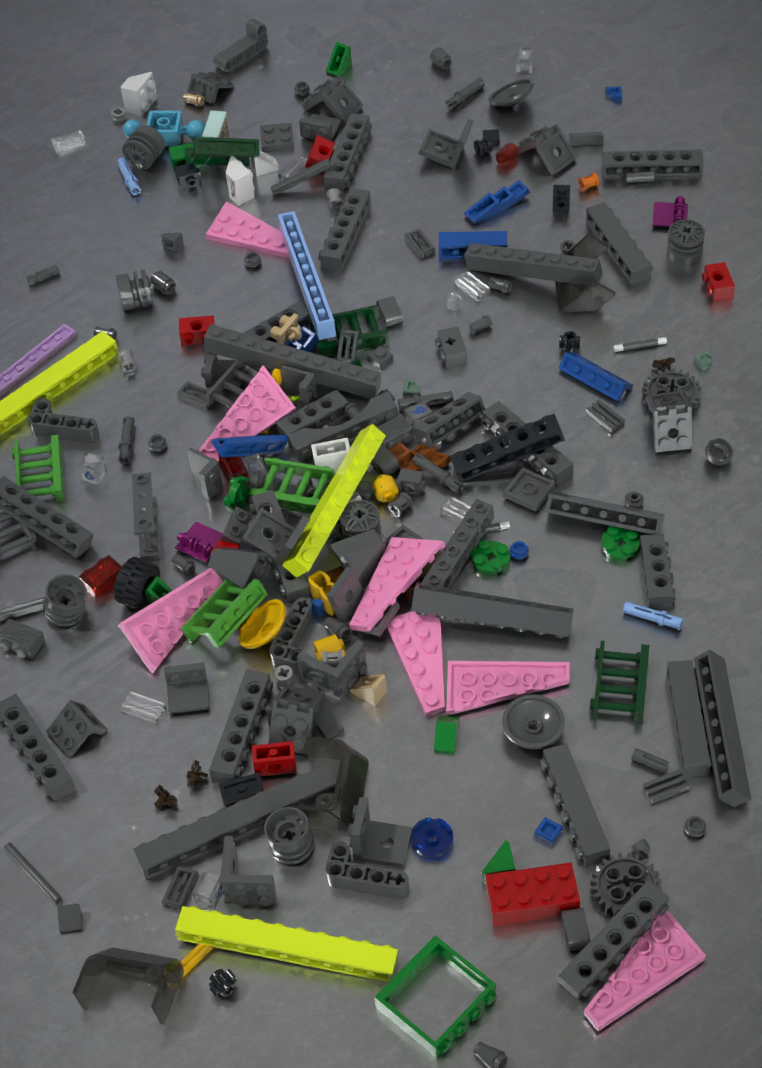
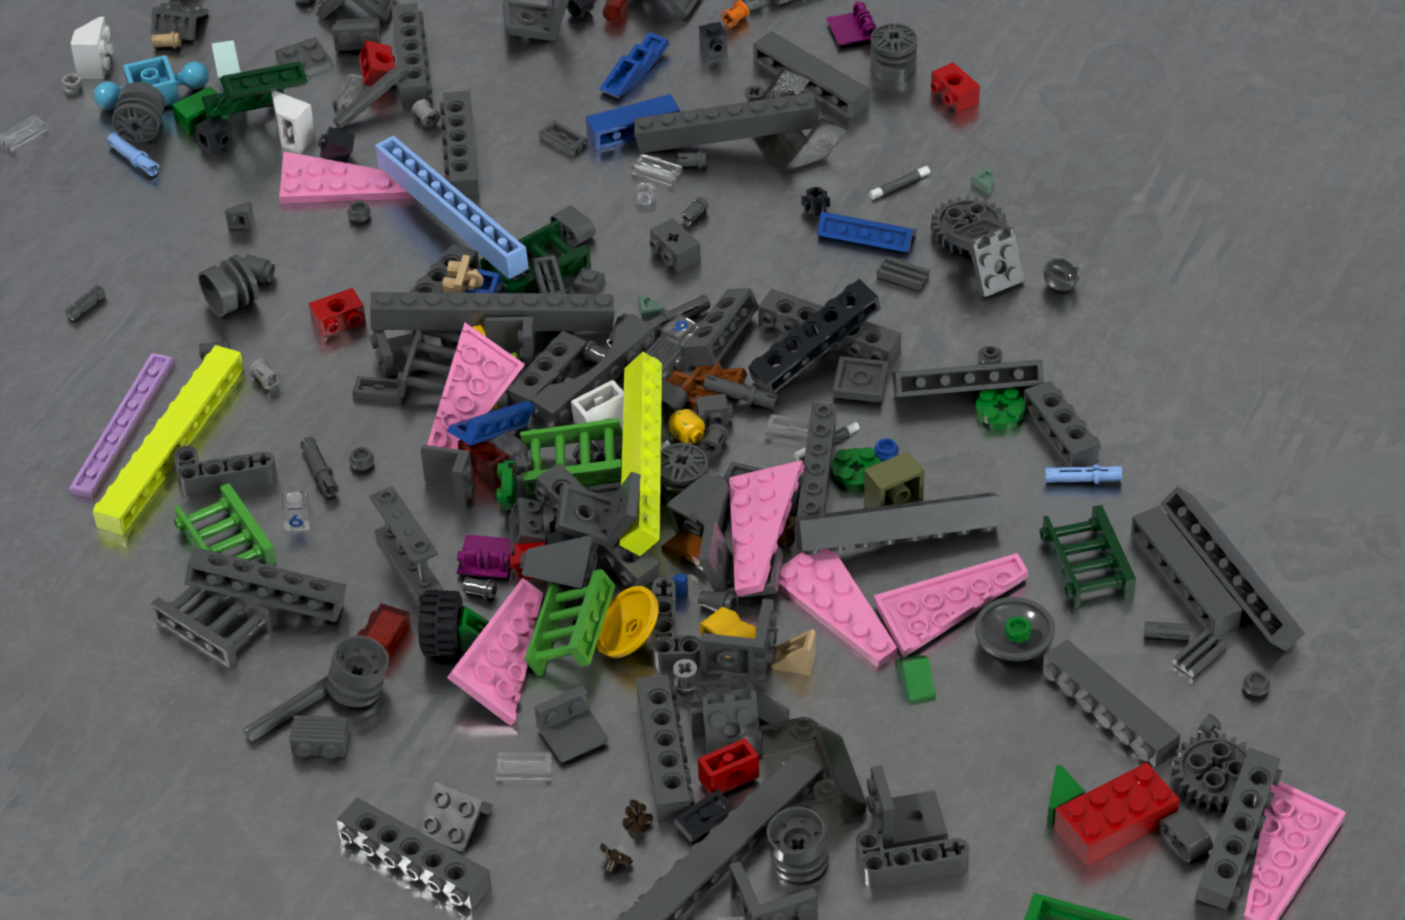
camera: 25 degrees left, 5 degrees down
(260, 206) = (336, 145): none -> black brick
(264, 164) = (309, 93): white slope -> none
(319, 588) = (678, 559): yellow brick -> none
(332, 658) = (744, 629): light grey bush -> none
(428, 829) = (965, 783): clear blue plate -> none
(505, 579) = (894, 482): none -> olive brick
(533, 723) = (1017, 629): none -> green tile
(548, 831) = (1093, 744): blue tile -> none
(663, 364) = (941, 196): dark brown plant -> none

